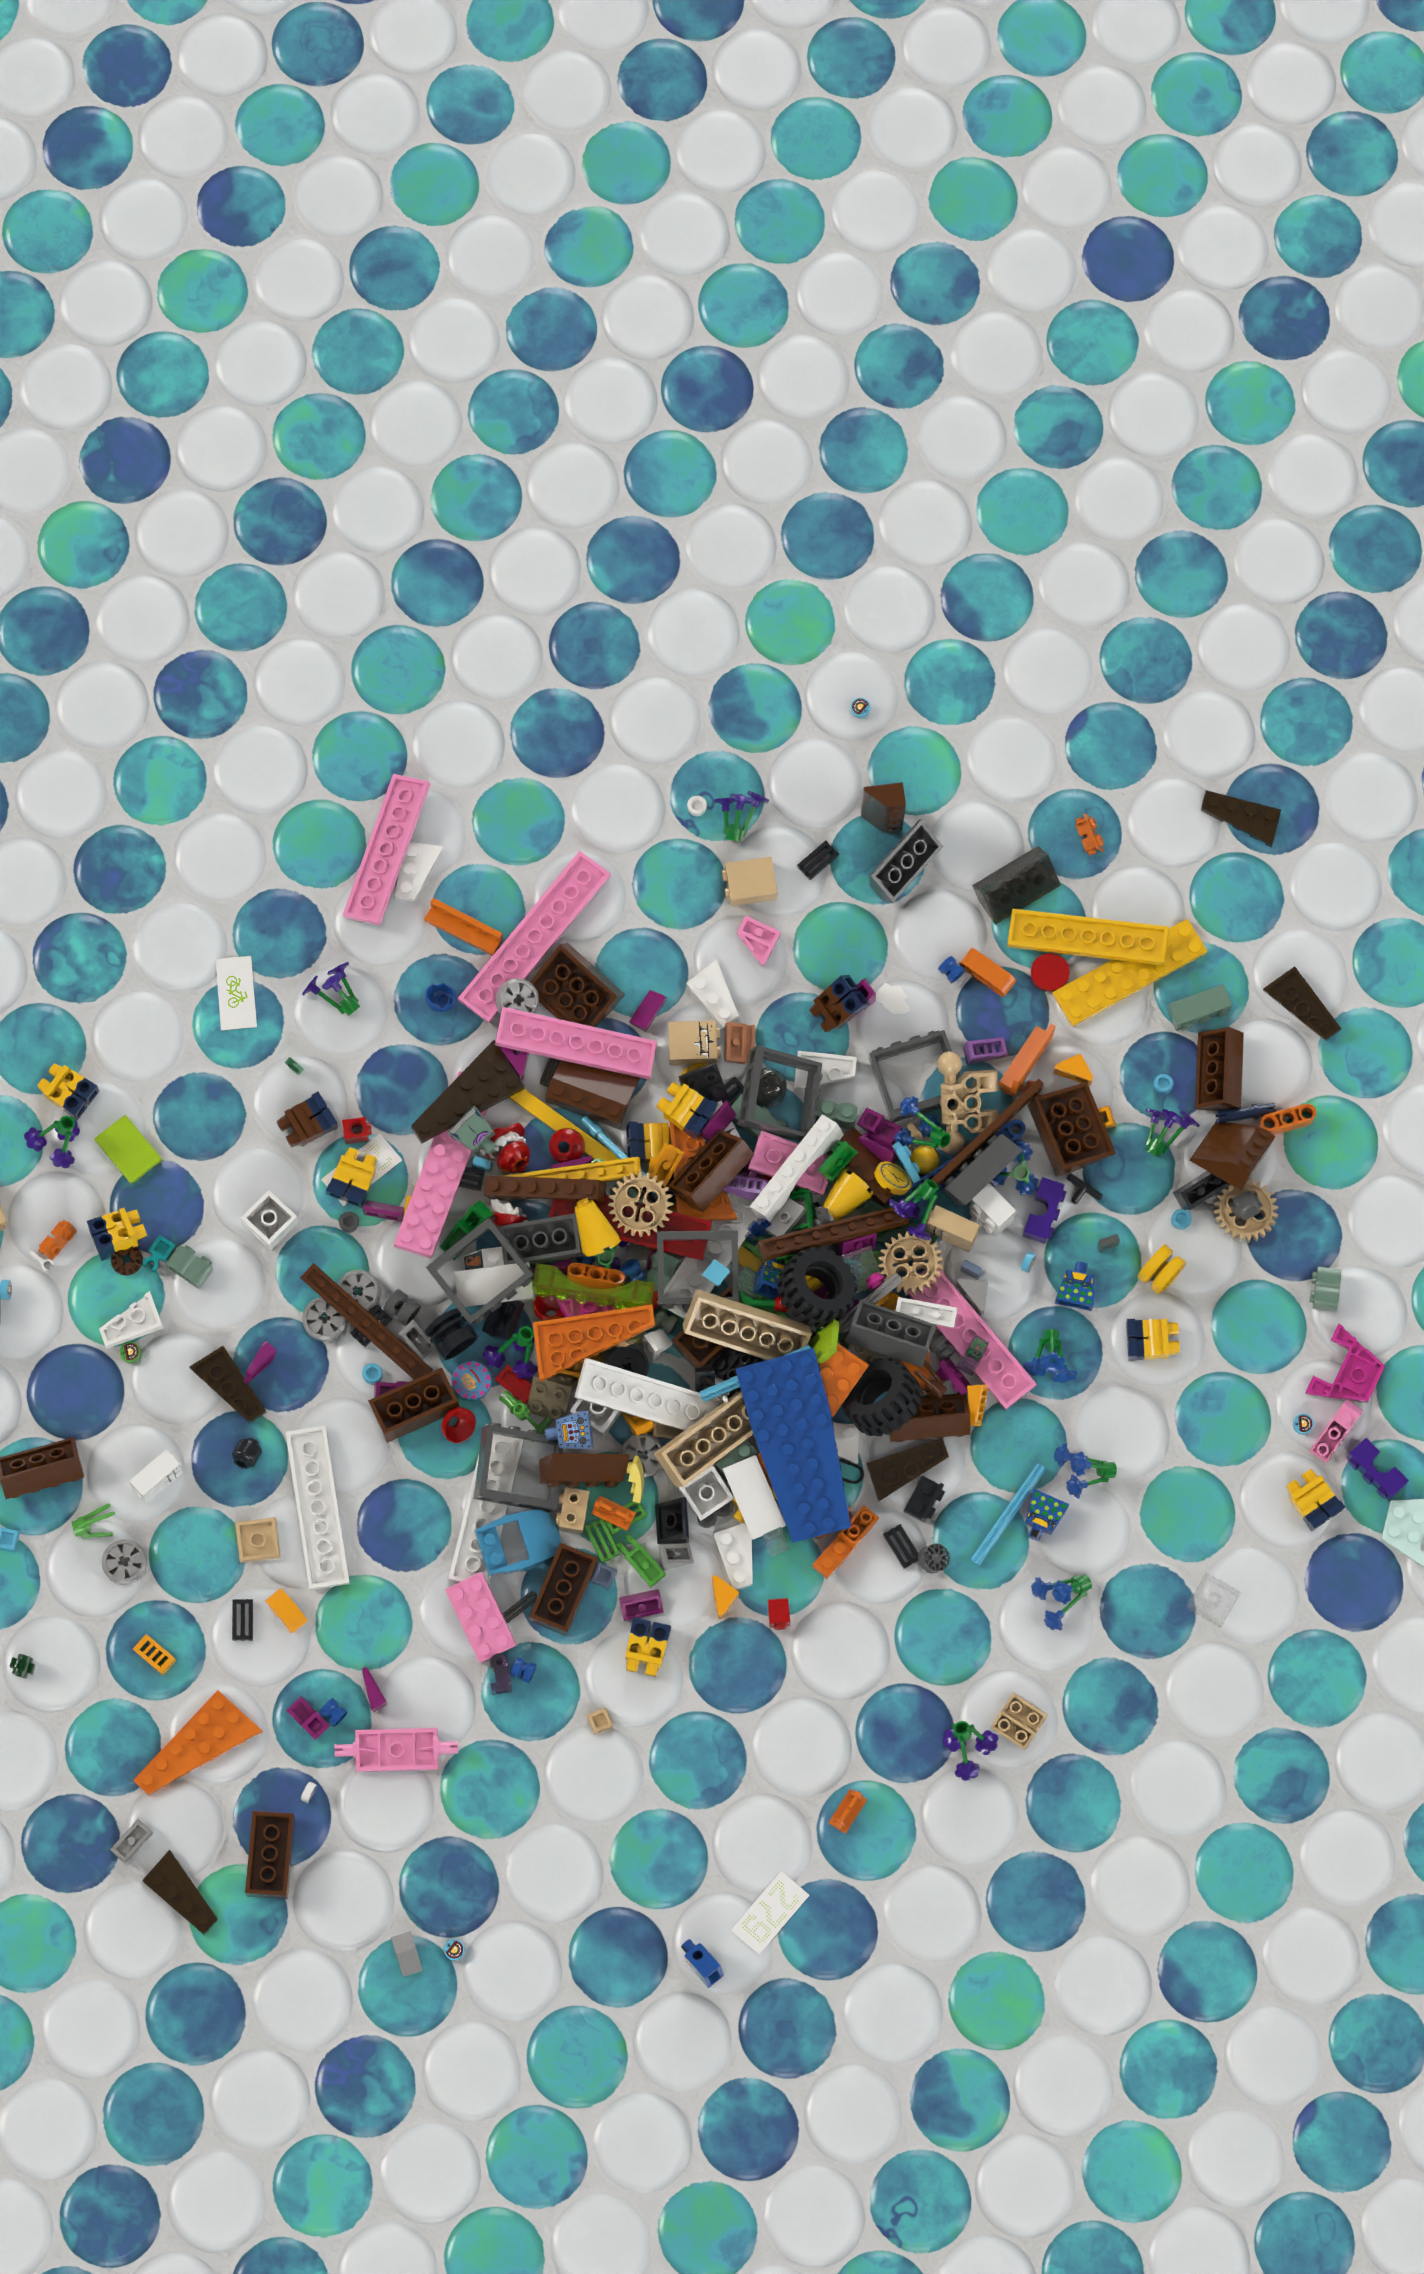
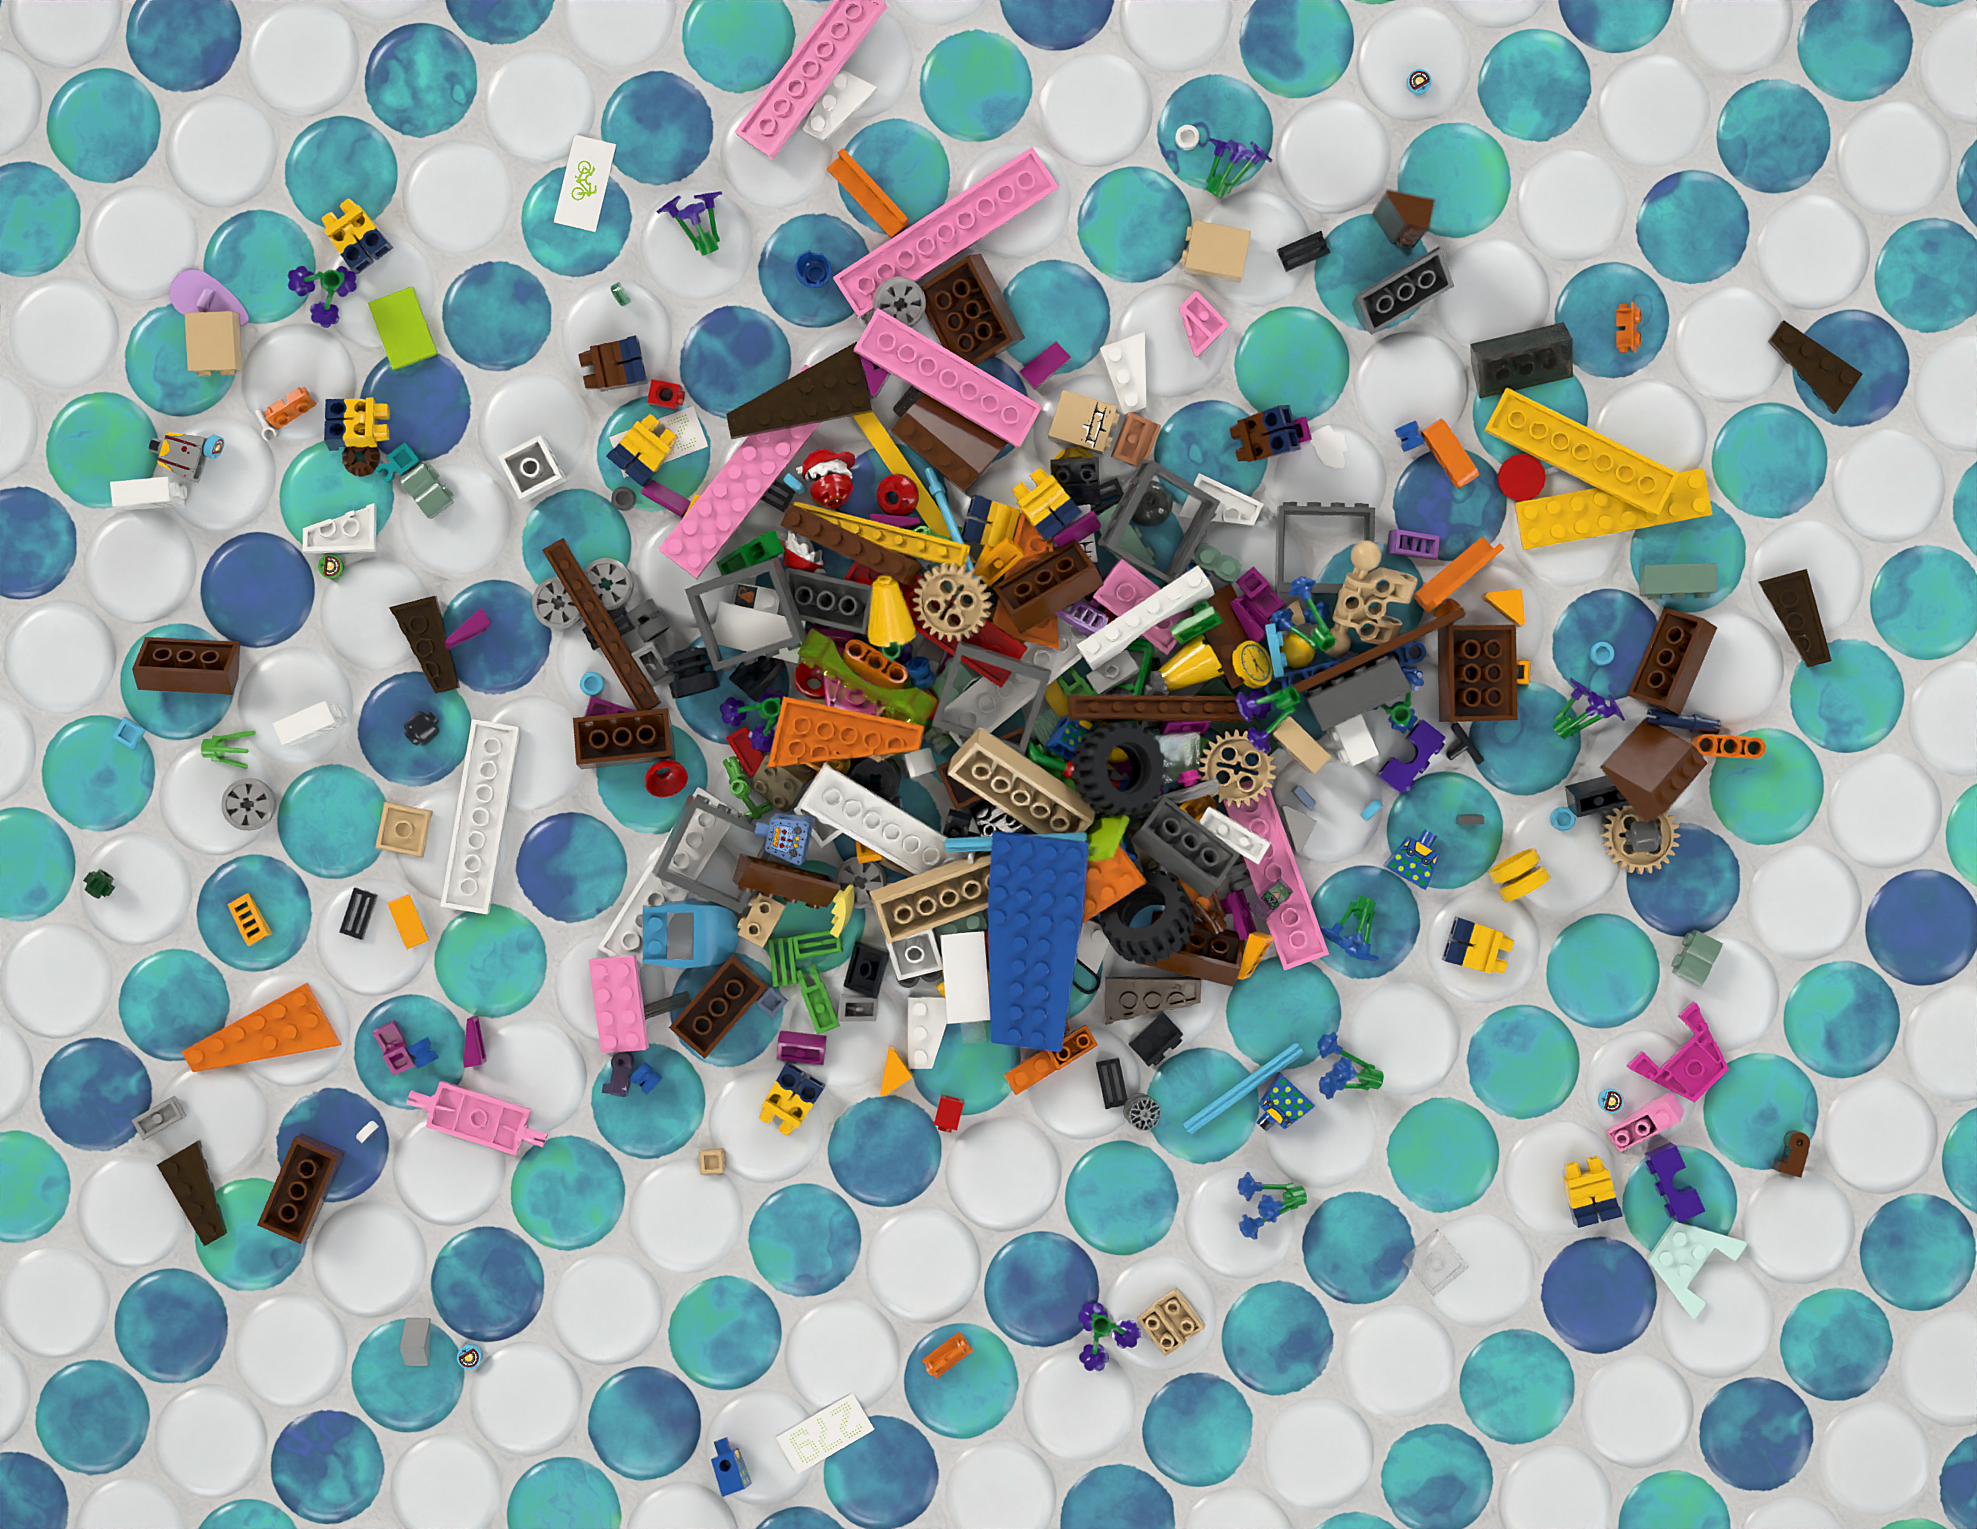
camera: 20 degrees right, 15 degrees up
(471, 1380) = (699, 730): dark azure tile -> none
(473, 1132) = (793, 448): sand green torso -> none
(613, 1513) = (804, 938): orange hinge -> none
(716, 1273) = (1009, 714): medium azure slope -> none
(757, 1228) = (1077, 671): clear blue plate -> none

